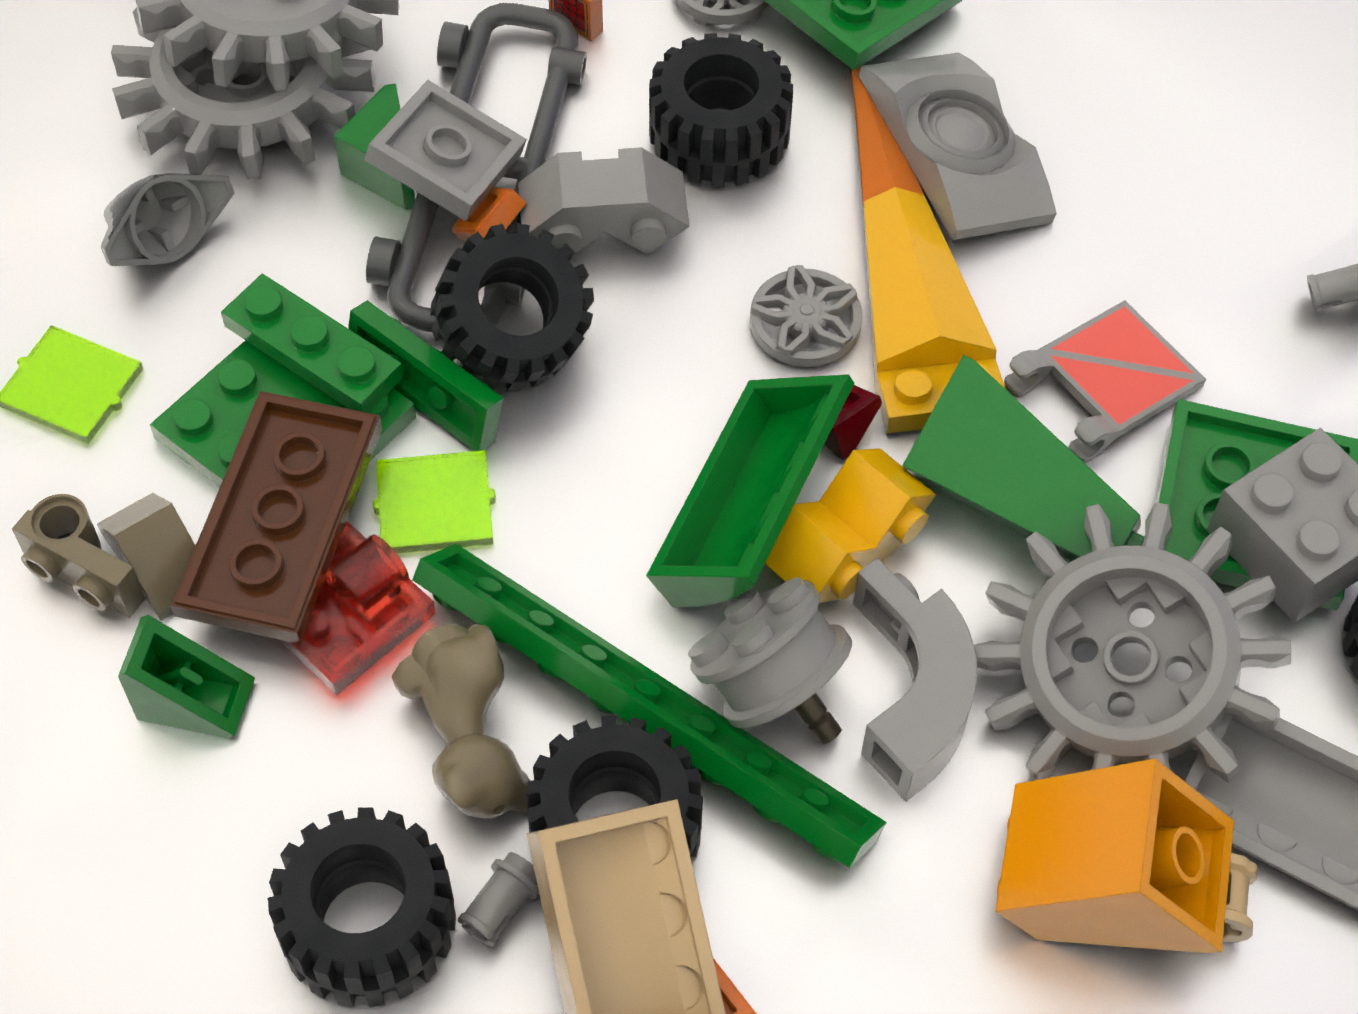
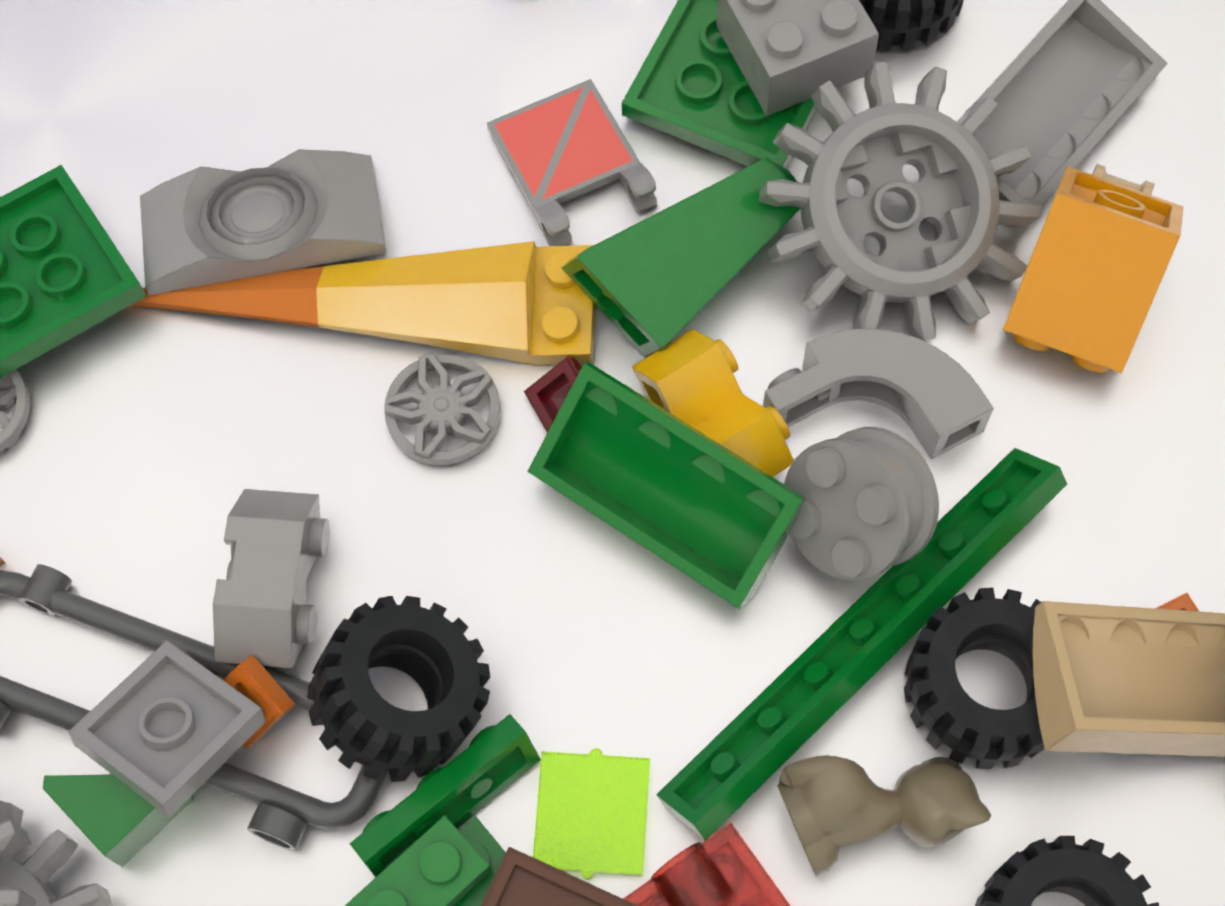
camera: 75 degrees left, 10 degrees up
(500, 898) = (1055, 801): light grey pin -> none
(720, 76) = (144, 397): black tyre -> none

